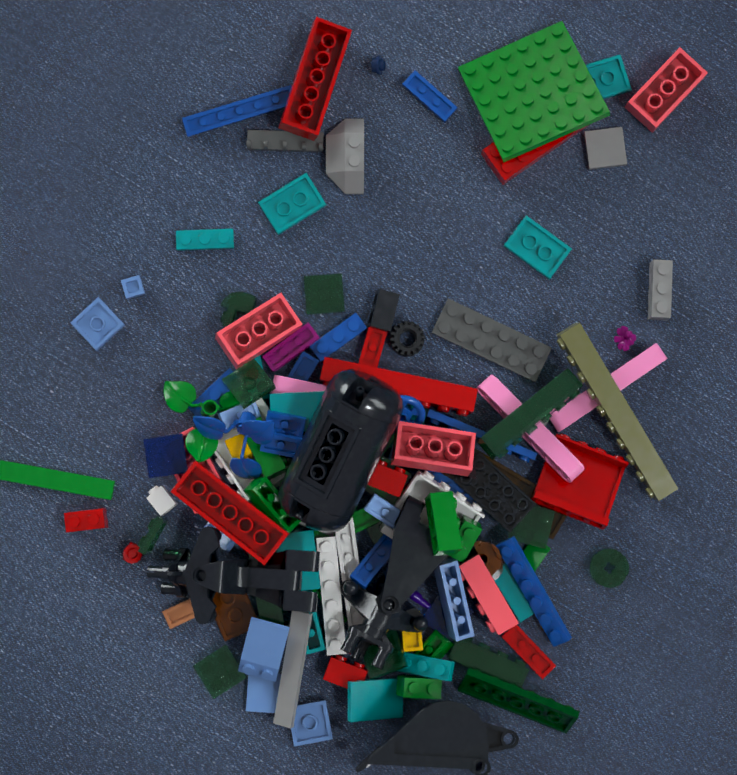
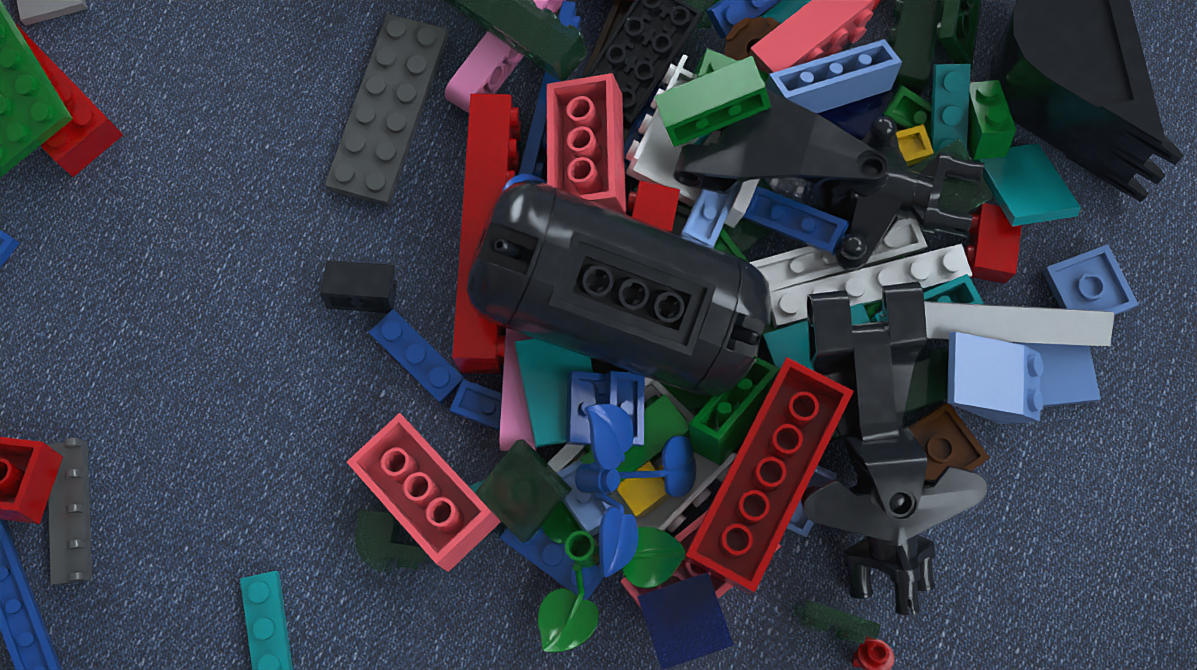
camera: 95 degrees left, 10 degrees down
(161, 500) = (765, 619): white brick -> none
(179, 614) = (959, 547): nougat tile -> none
(219, 671) = (1045, 457): clear green plate -> none
(291, 347) = (446, 432): magenta plate -> none
(292, 203) = (185, 479): teal tile -> none
(324, 294) = (343, 394): clear green plate -> none
(346, 156) = (88, 393): light grey wedge -> none
(372, 347) = (424, 293): red plate -> none
(407, 327) = (399, 220): black tyre -> none
(537, 247) = (223, 63): teal tile -> none

